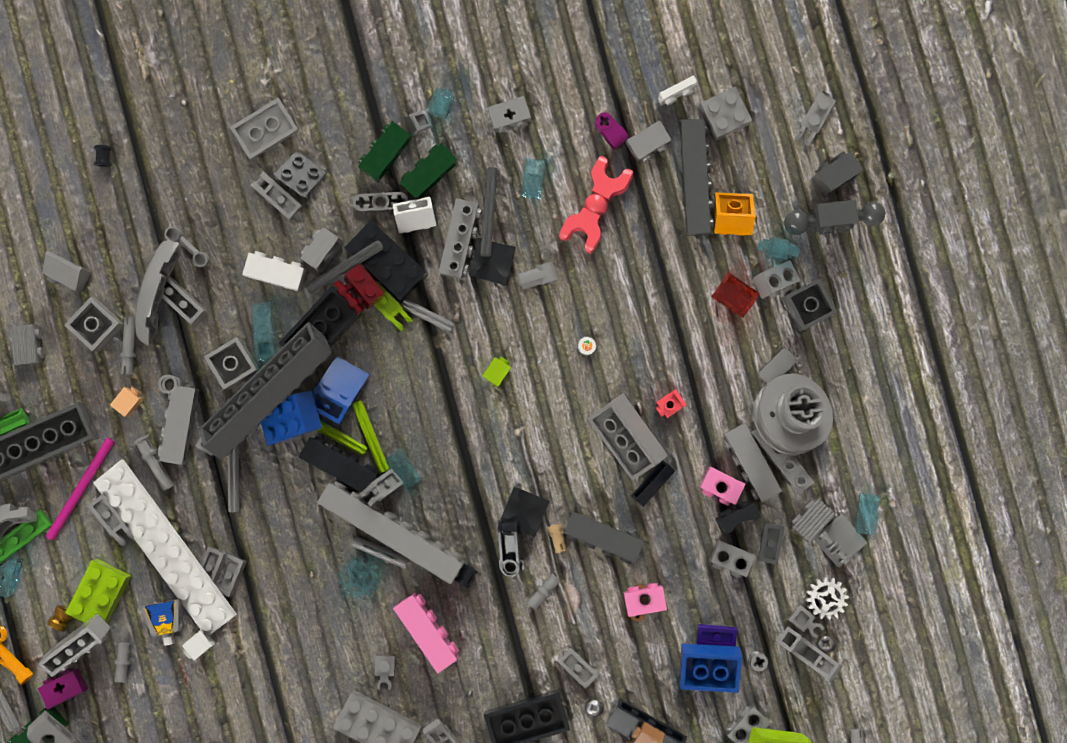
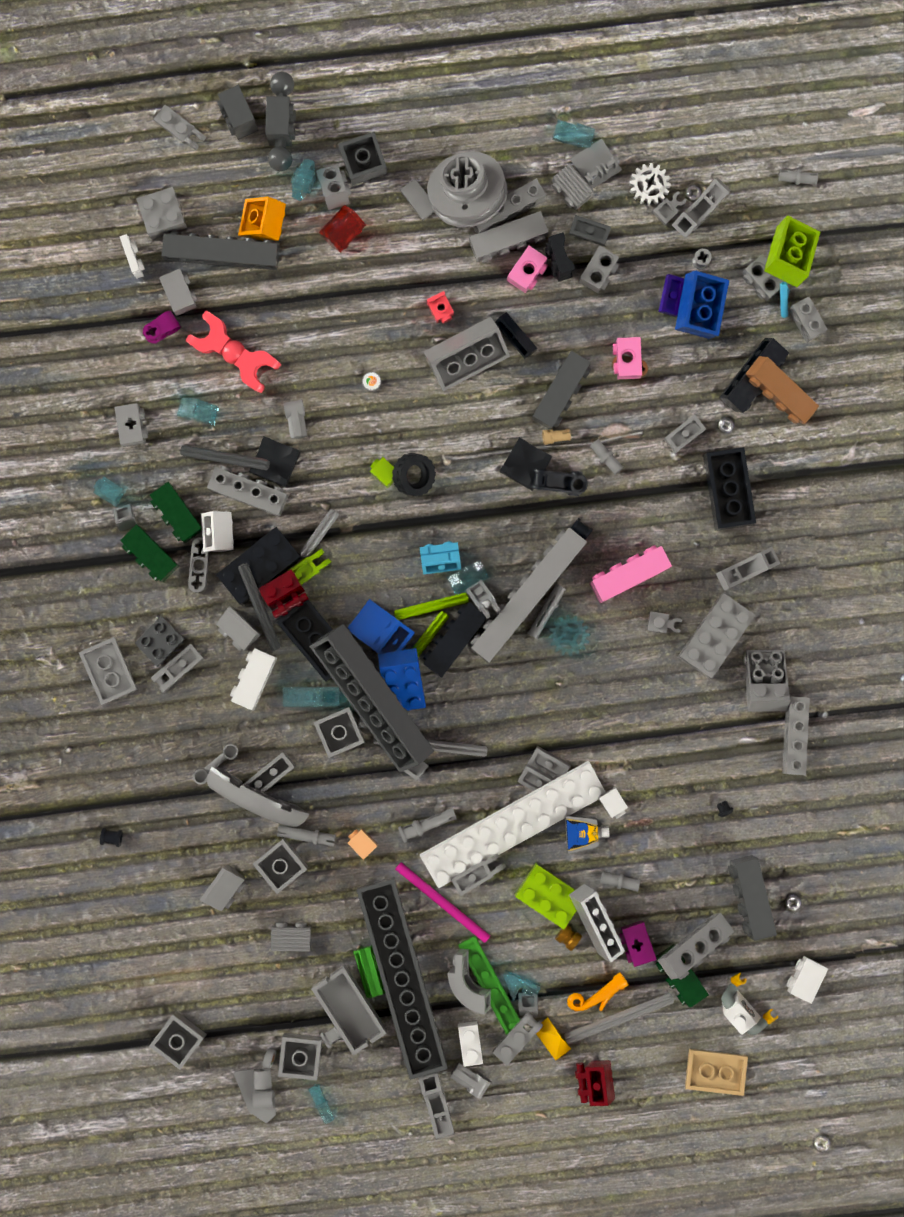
camera: 85 degrees left, 0 degrees up
(179, 421) = (389, 793): light grey hinge -> none
(418, 438) = (440, 558): none -> medium azure brick
(497, 414) = (427, 474): none -> black tyre

